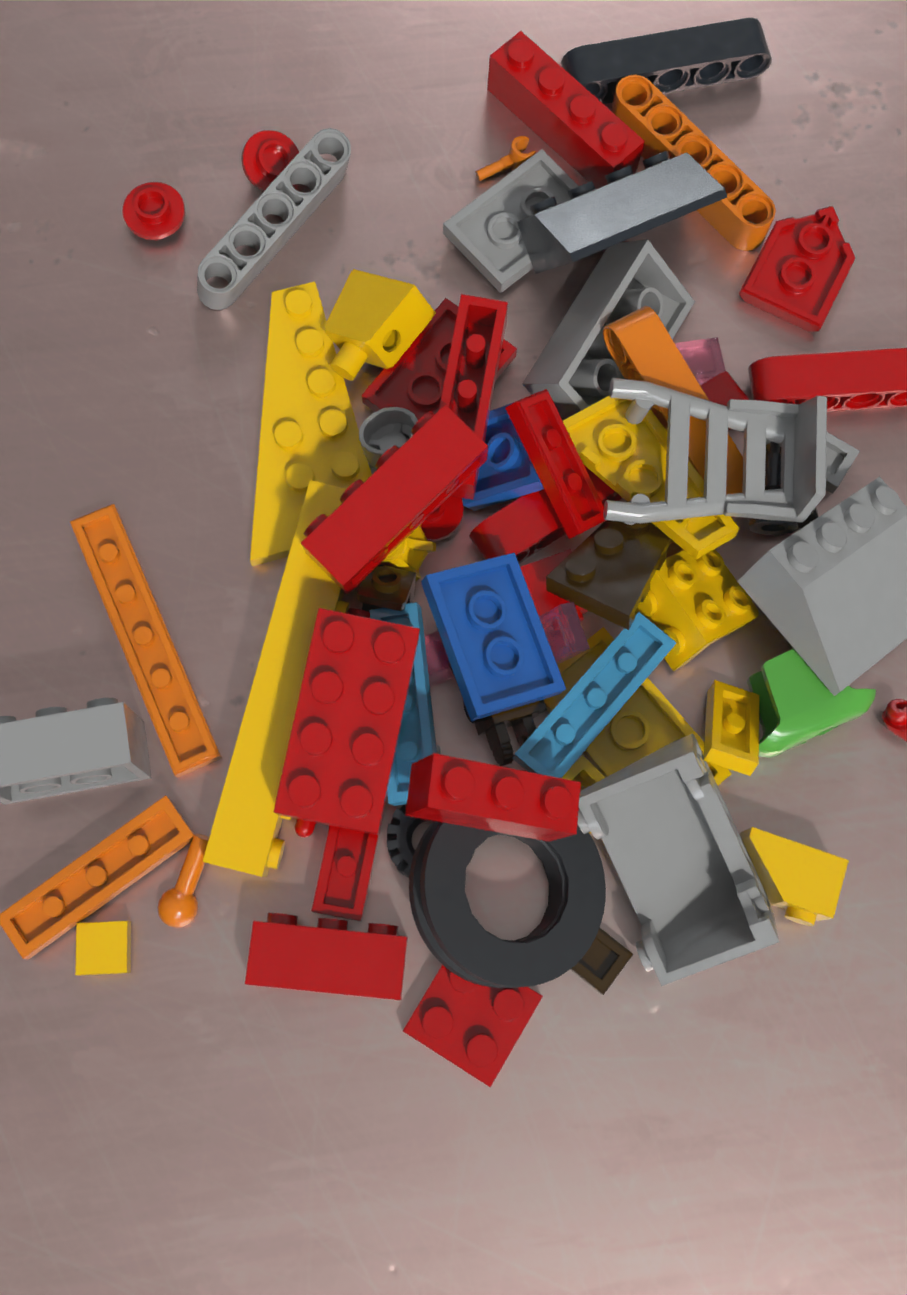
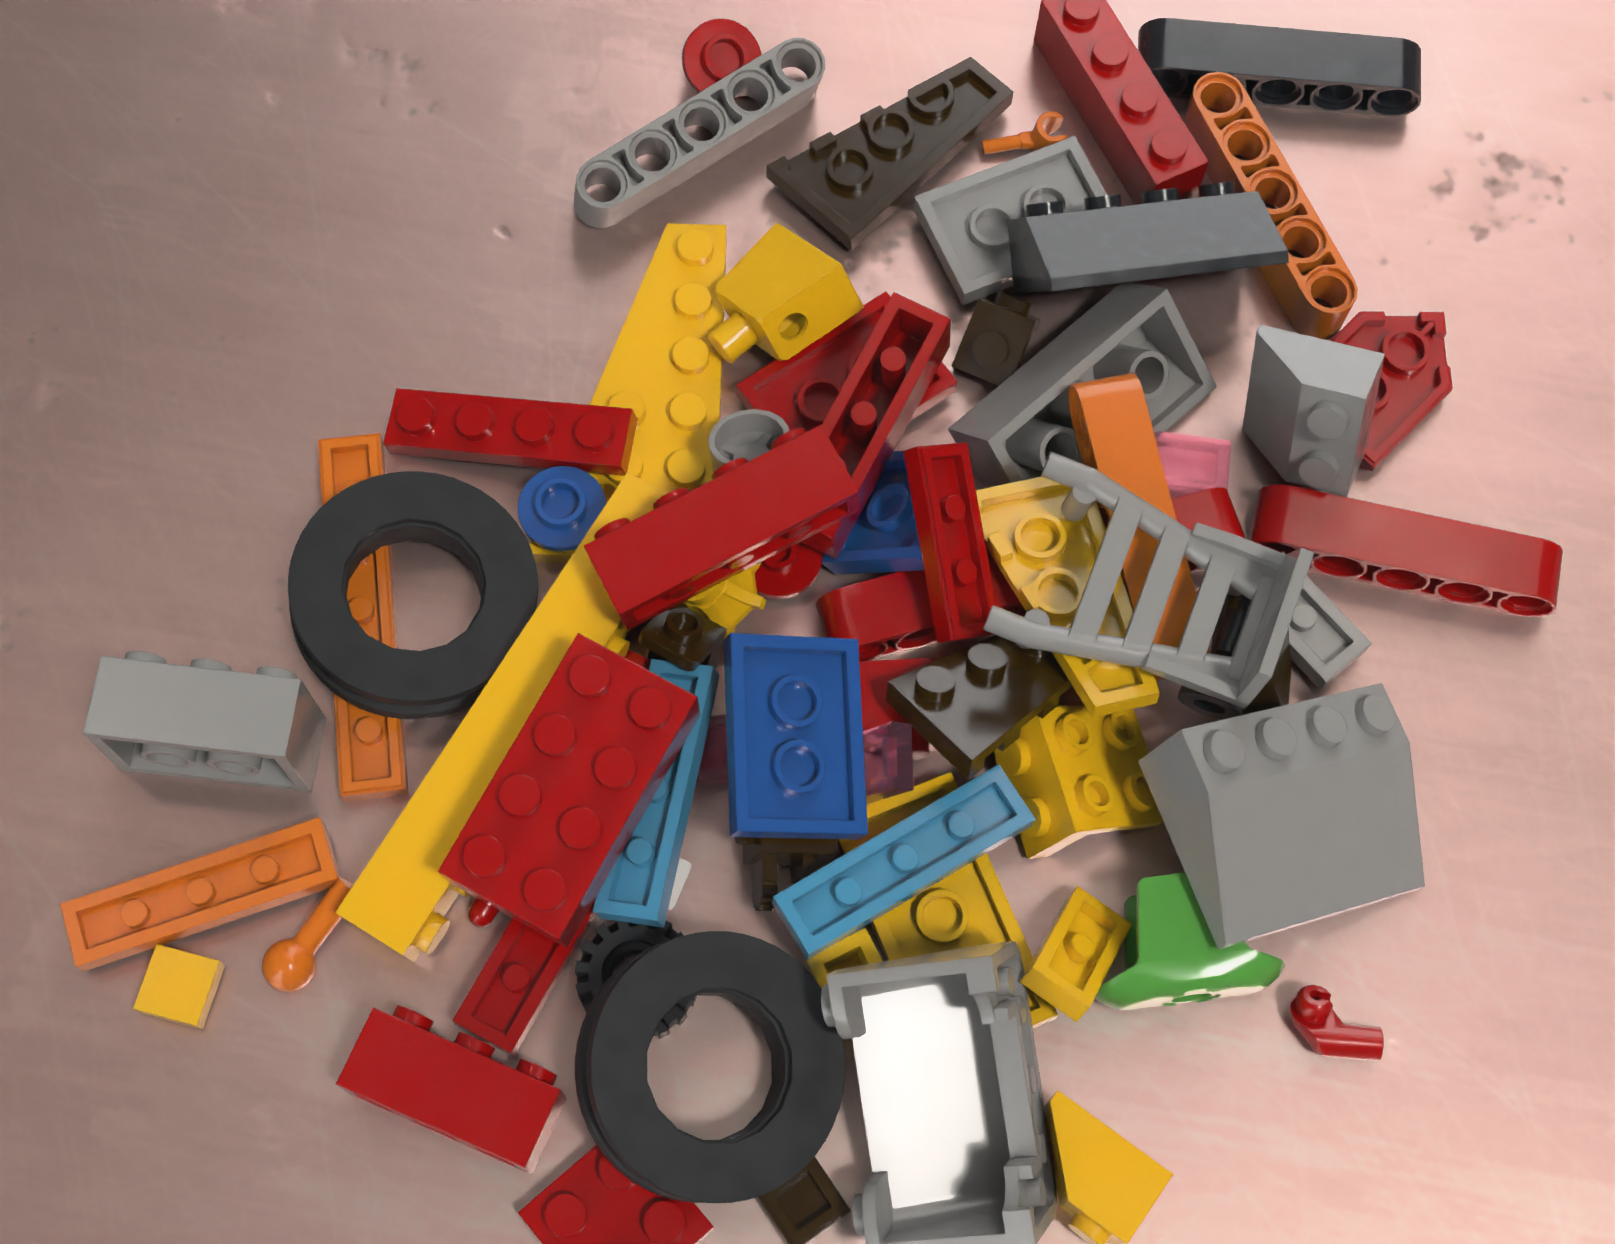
camera: 20 degrees right, 5 degrees down
(153, 210) = (553, 81): red piece -> none
(167, 550) = (388, 512): none -> black tyre
(209, 475) = (510, 431): none -> red plate
(266, 520) = (560, 507): none -> blue piece
(408, 207) = (876, 165): none -> dark brown wing
(493, 798) = (720, 940): red brick -> none
(533, 310) = (996, 338): none -> dark brown bracket
(771, 296) = (1311, 407): none -> light grey slope

